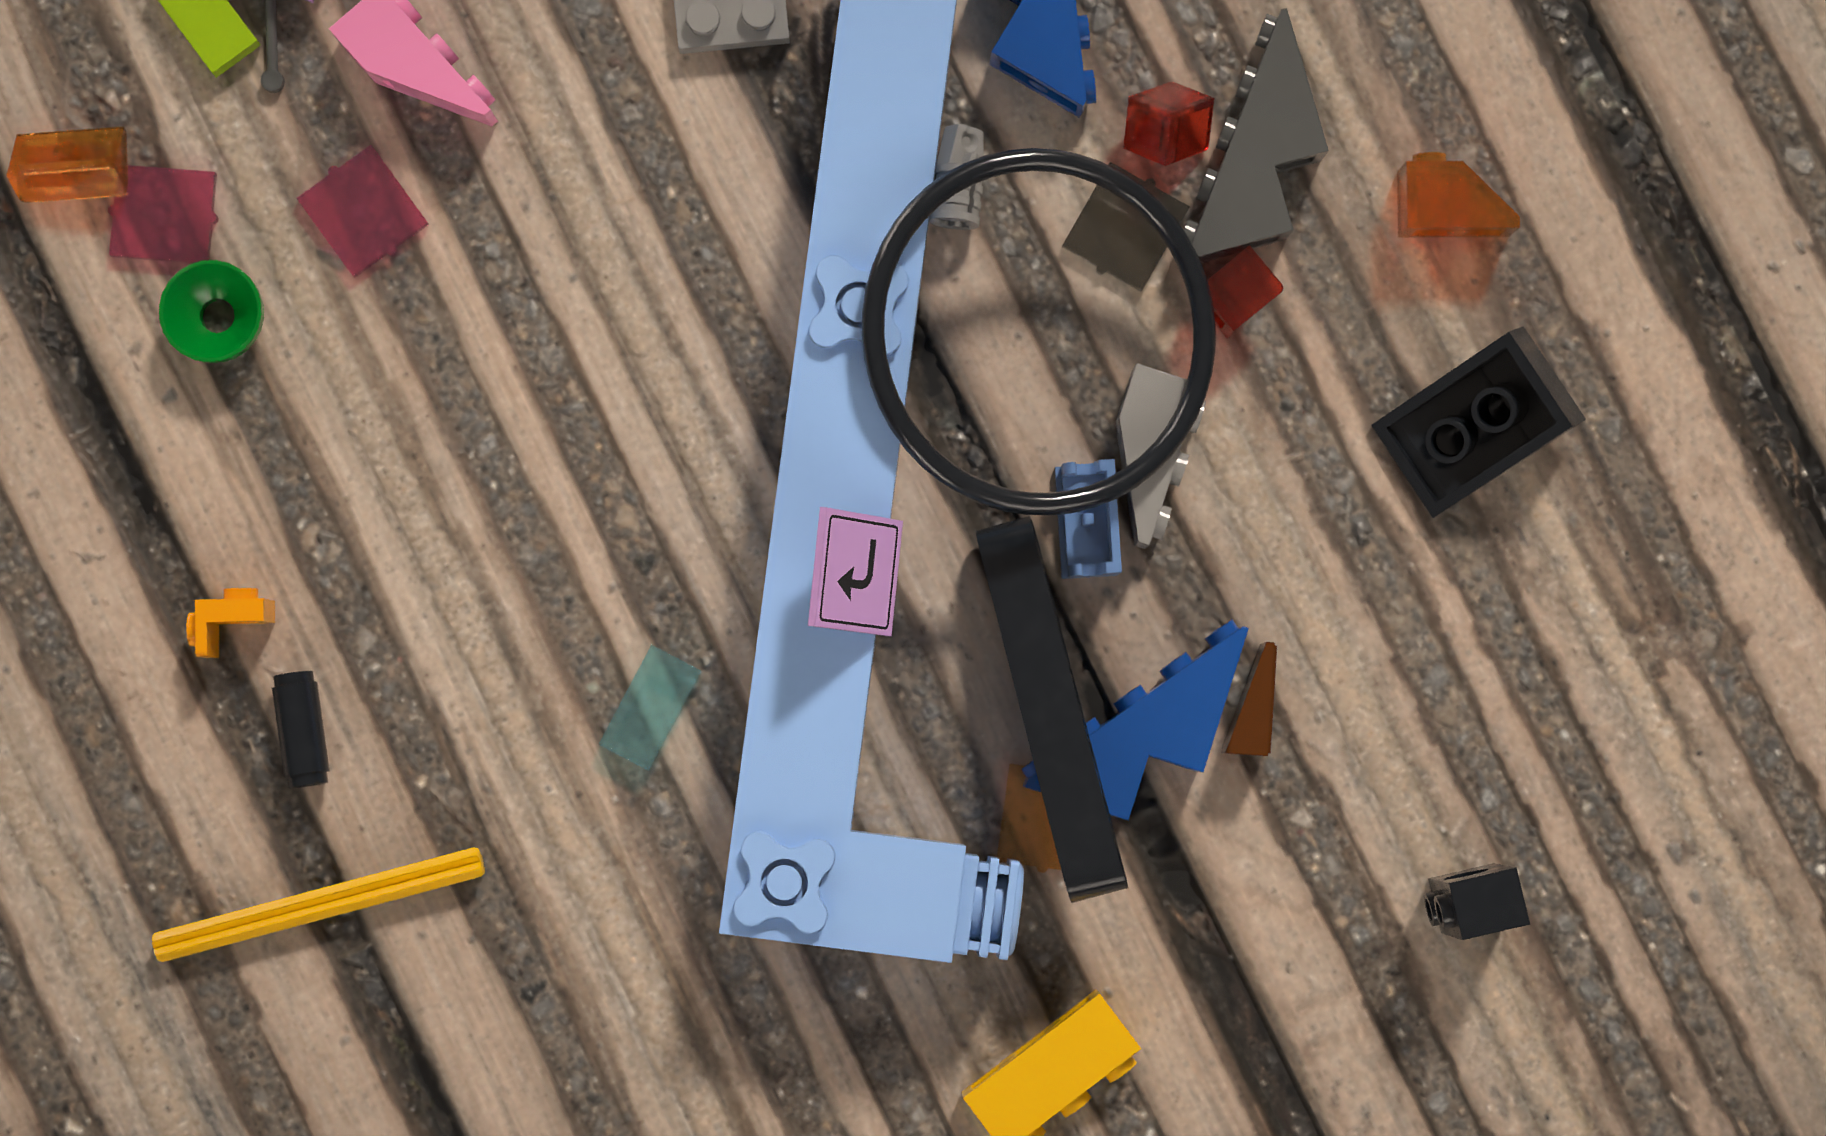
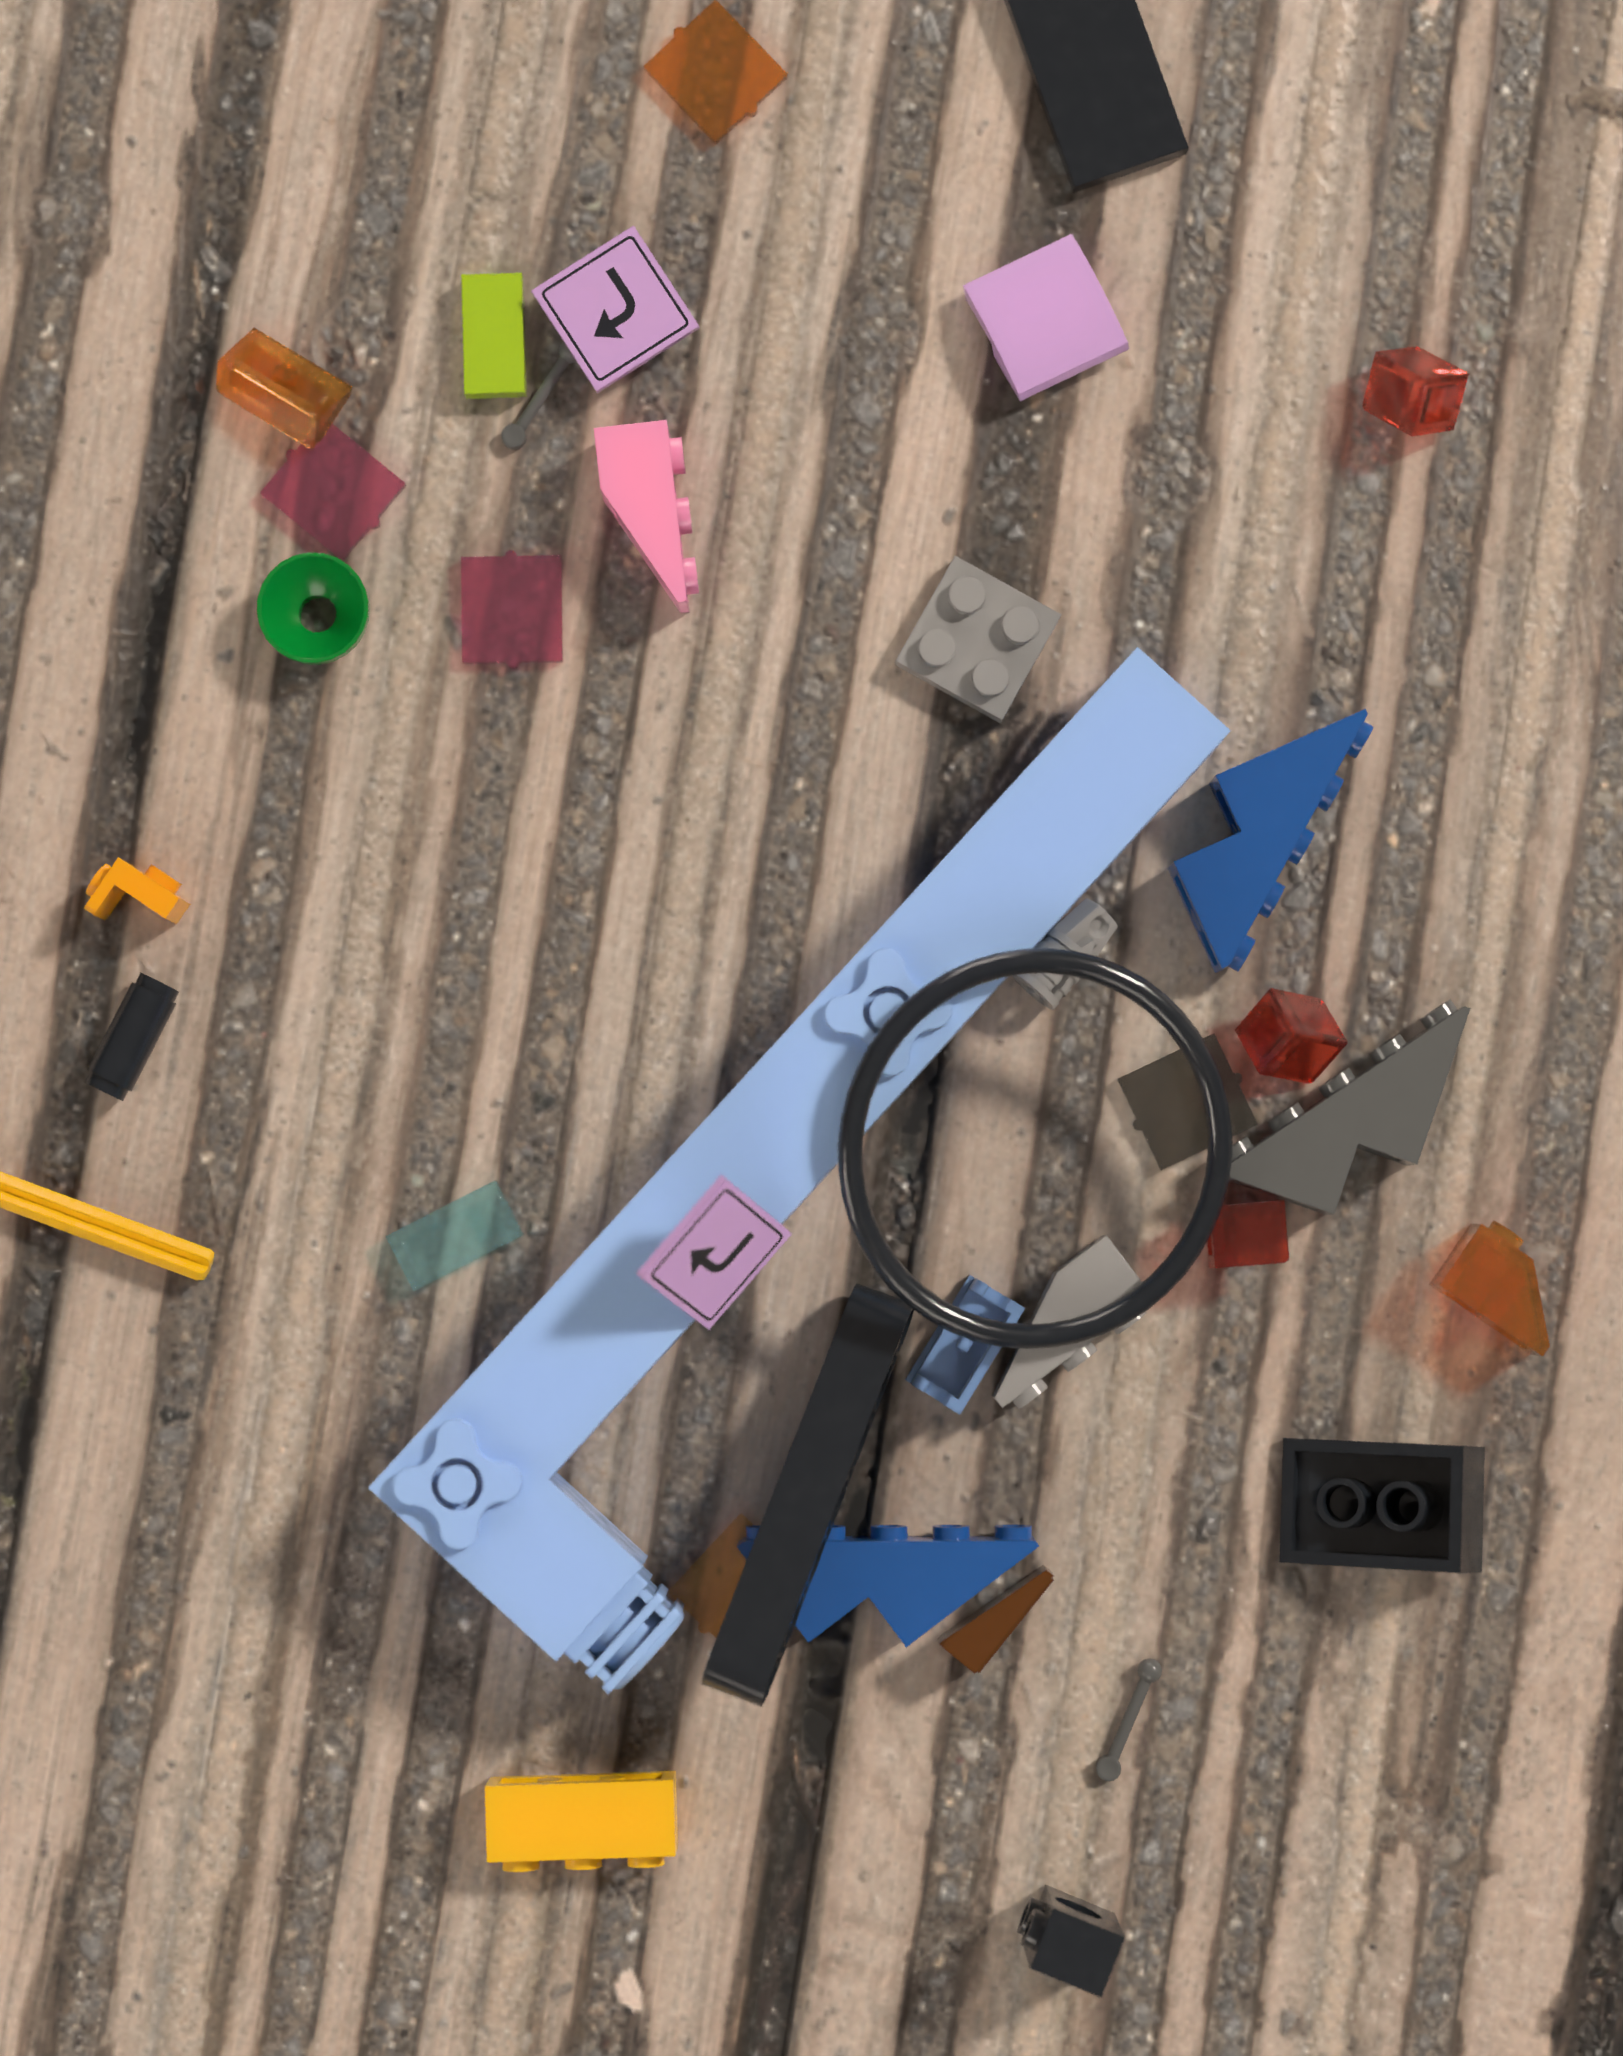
camera: 45 degrees right, 0 degrees up
(1412, 758) = (1108, 1765): none -> dark grey hinge

